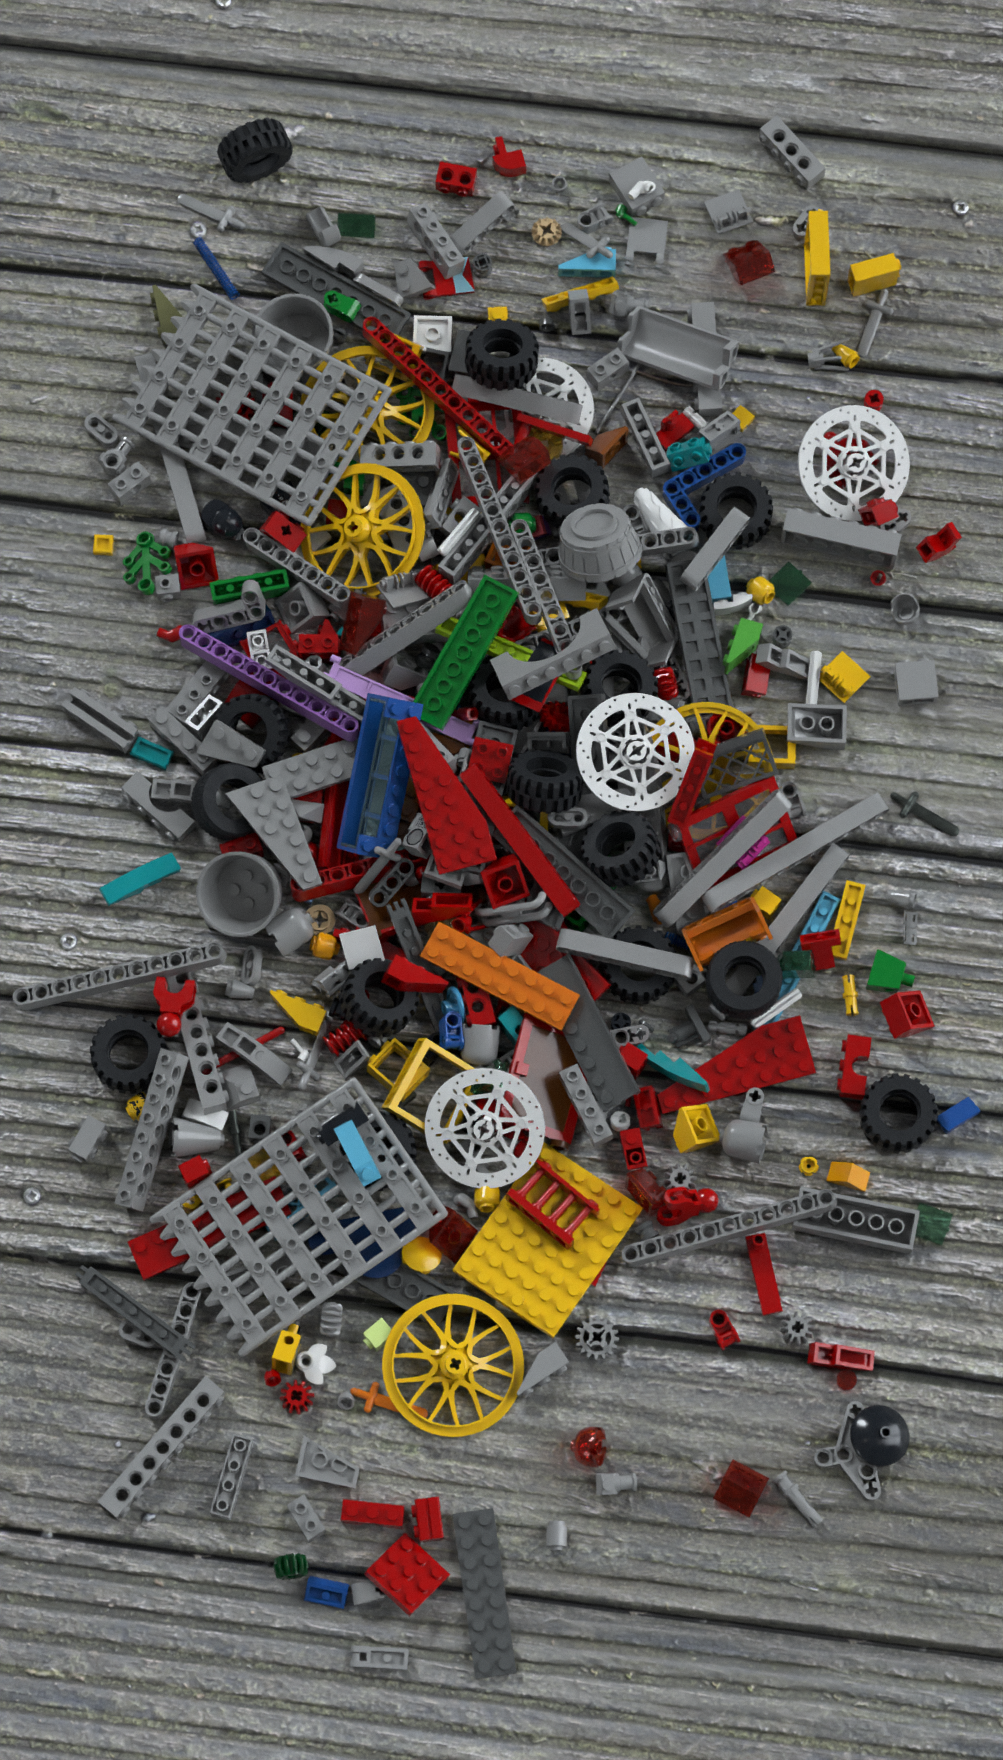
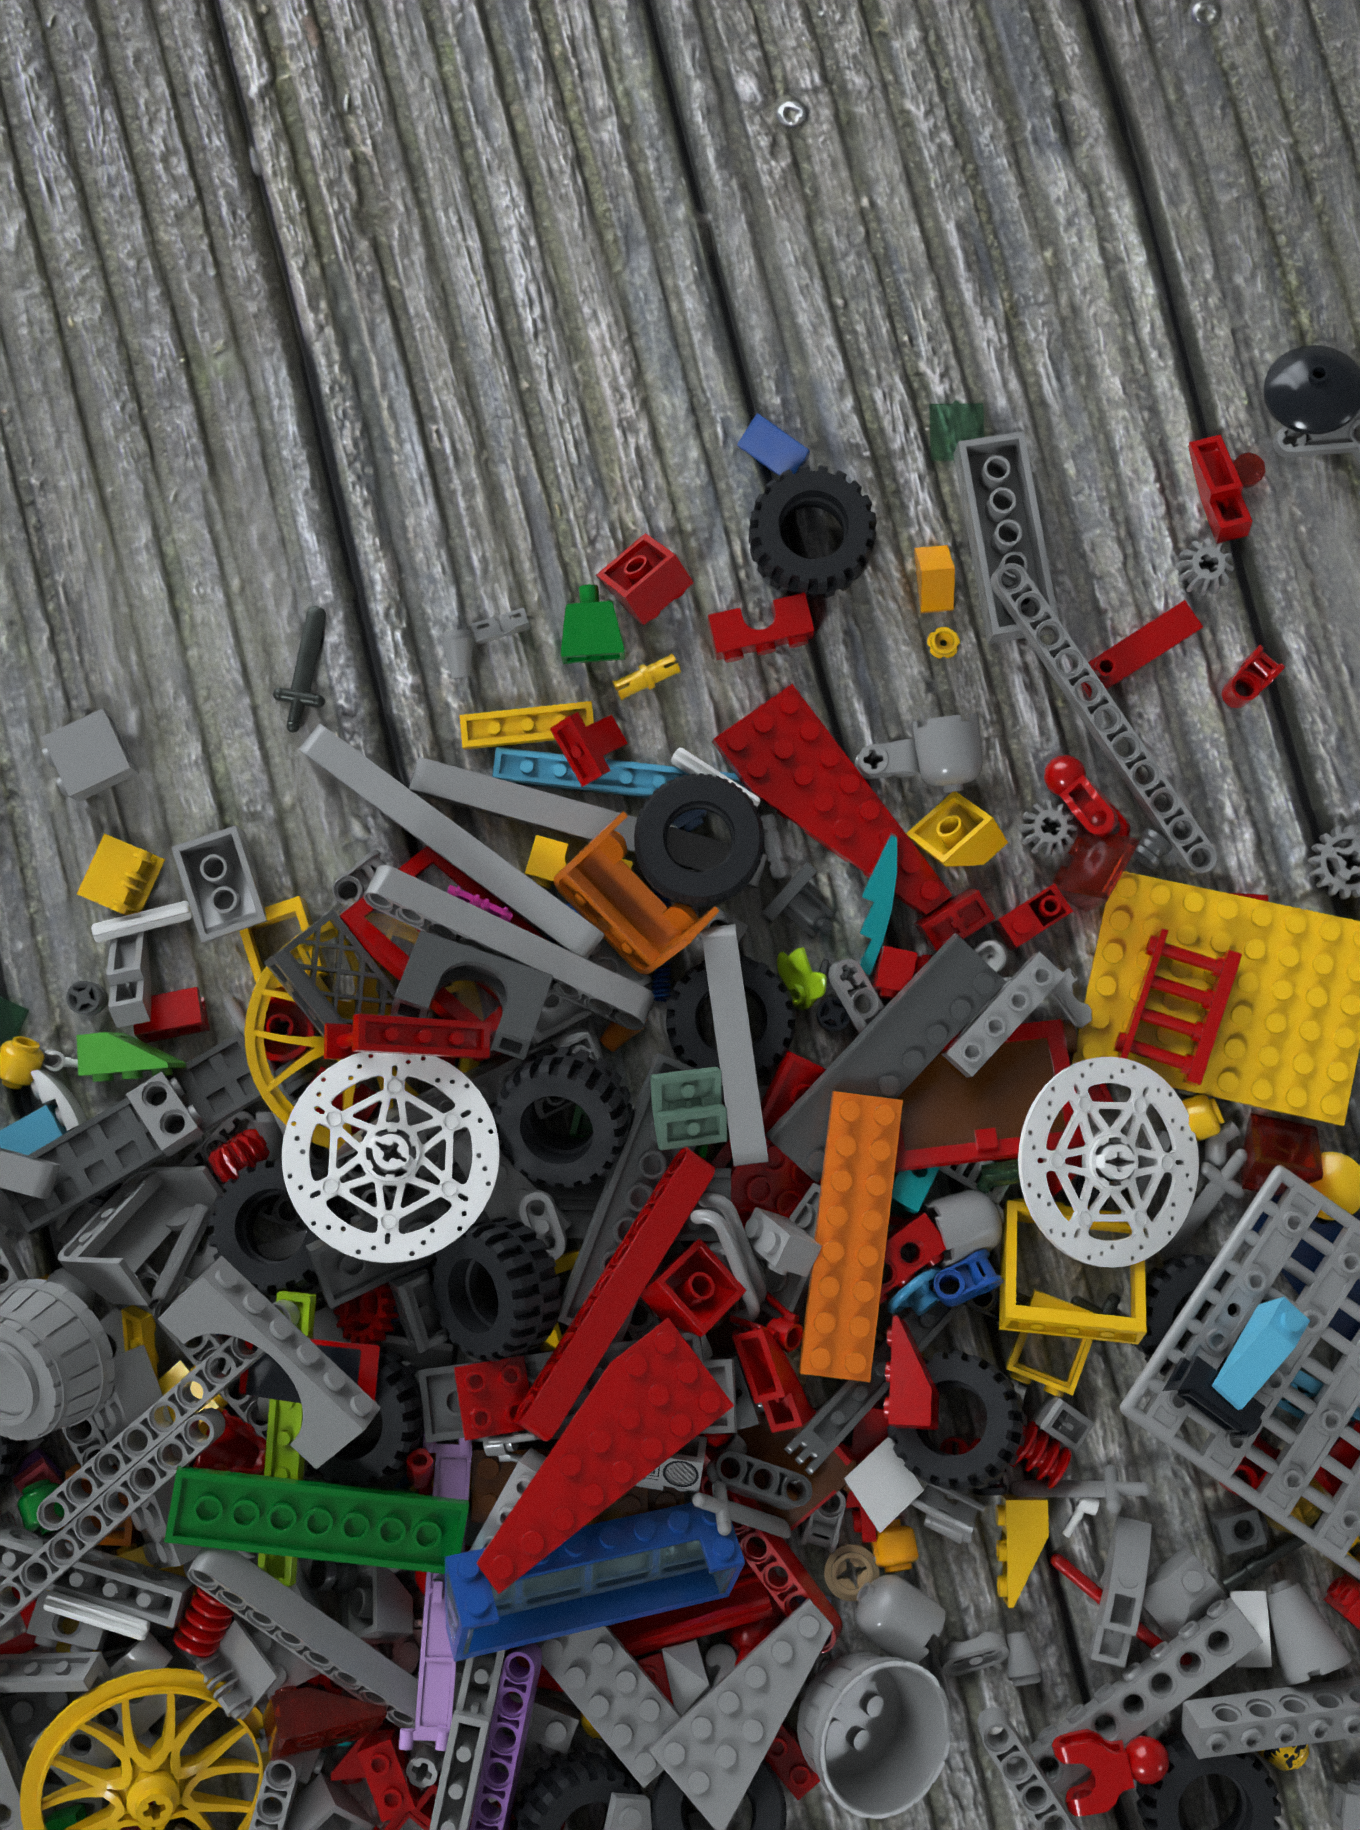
camera: 110 degrees left, 10 degrees up
(438, 1182) = (1219, 1183): none -> light grey sword
(572, 1156) = (1079, 1010): none -> light grey piece
(600, 915) = (688, 1108): none -> sand green slope
(642, 1012) = (800, 979): none -> lime plate
(701, 648) = (161, 1117): none -> light grey brick
(727, 814) = (443, 961): none -> dark grey arch
(796, 964) = (636, 772): clear green torso -> none

